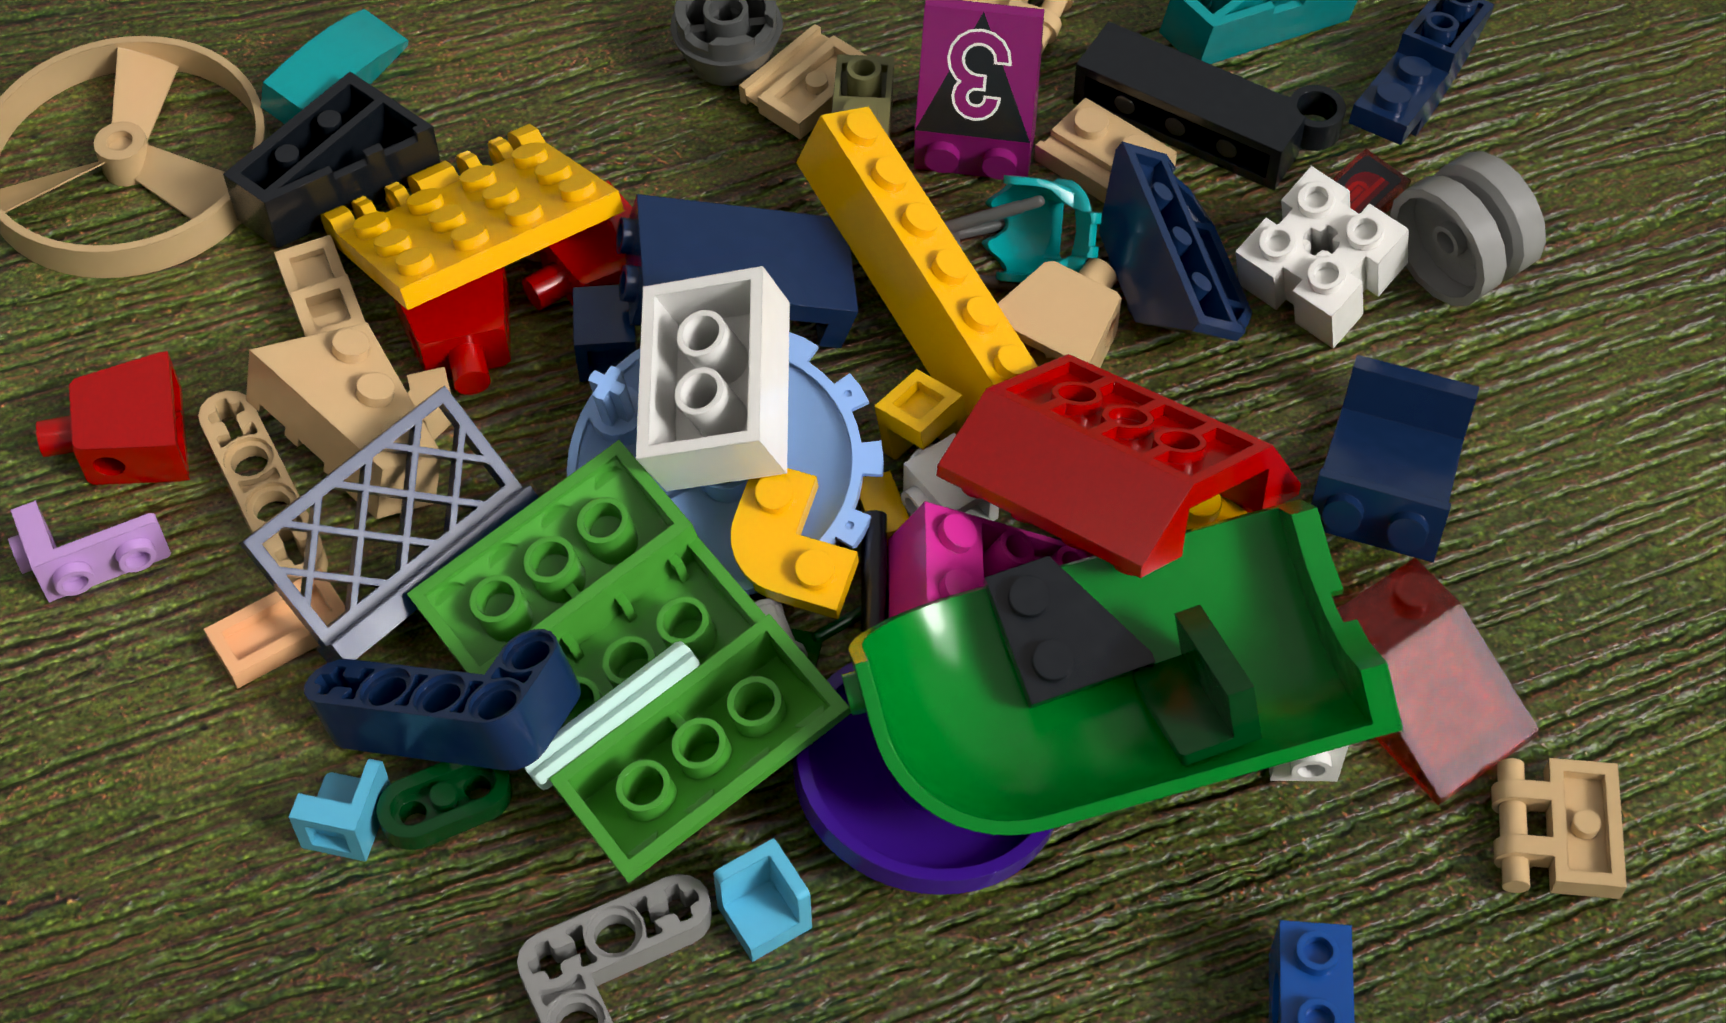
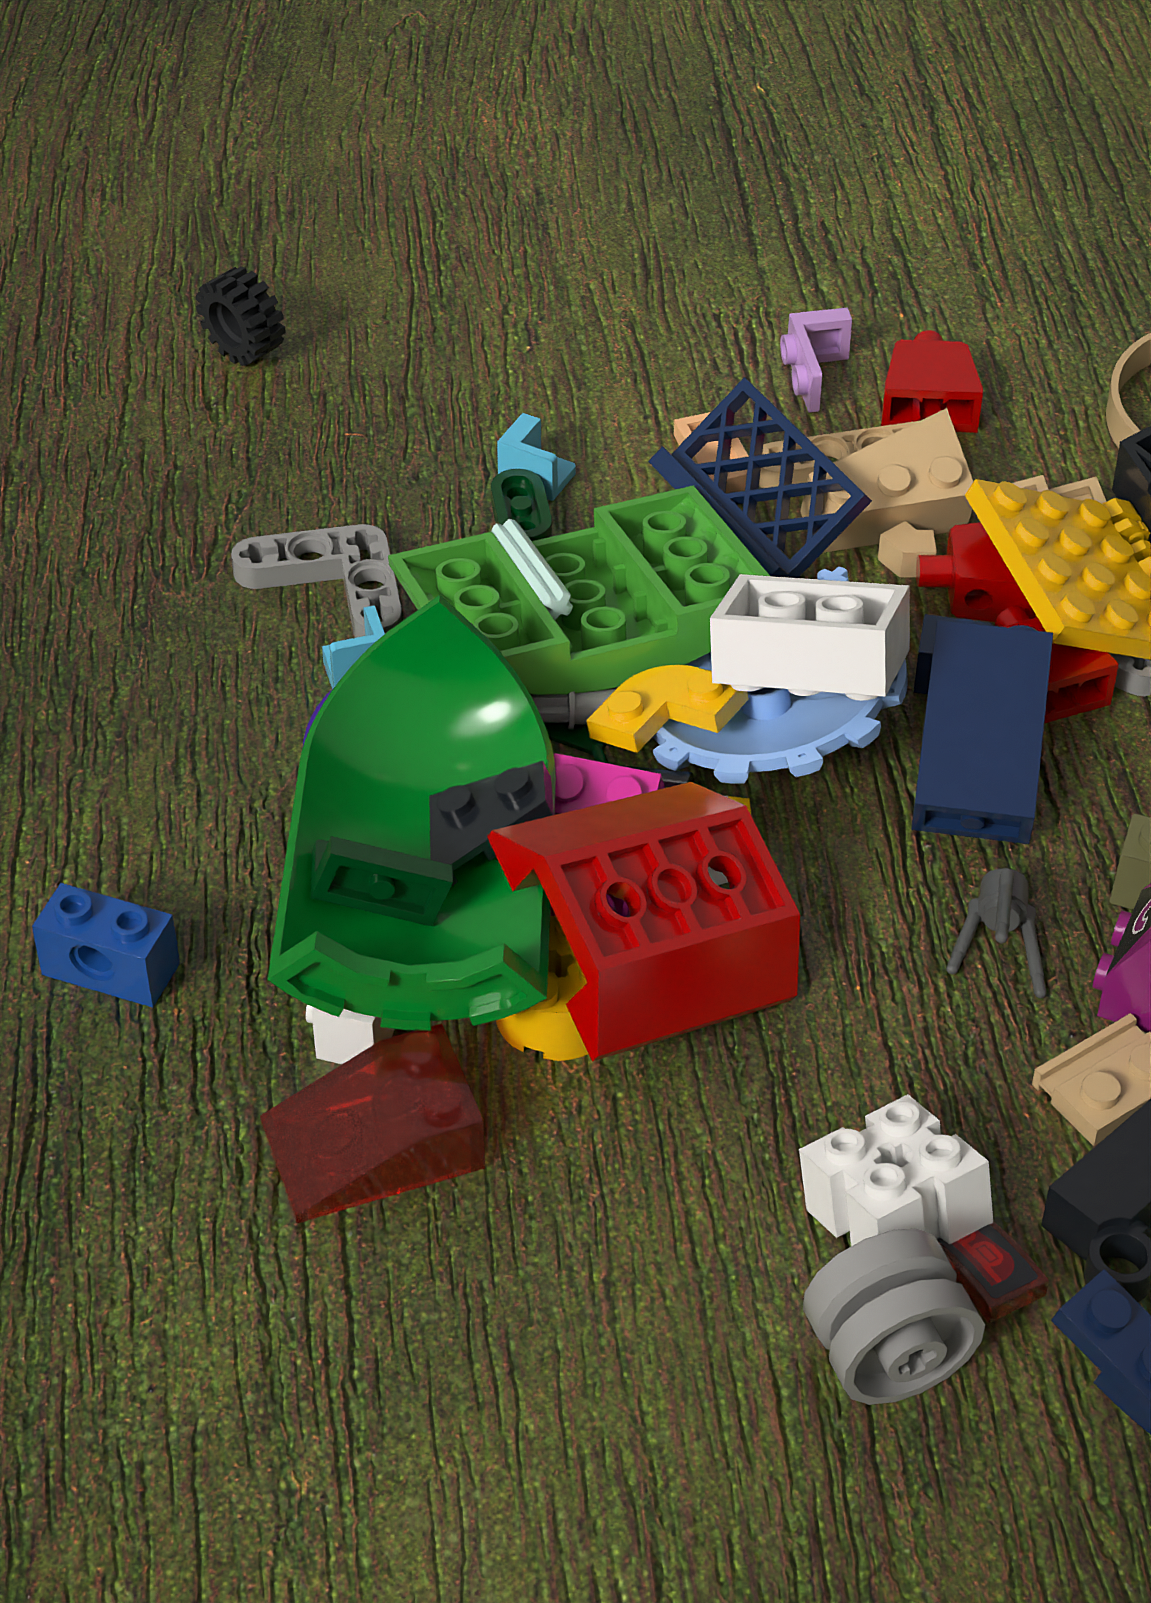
camera: 105 degrees right, 10 degrees down
(451, 715) = (565, 492): dark blue beam -> none
(911, 255) = (956, 841): yellow brick -> none
(918, 414) = (787, 825): yellow panel -> none
(1036, 234) = (1004, 982): teal helmet -> none
(1066, 311) = (875, 969): tan torso -> none
(1168, 250) = (965, 1069): dark blue wedge -> none
(1394, 458) = (602, 1157): dark blue panel -> none
(1581, 825) = (181, 1200): tan plate -> none

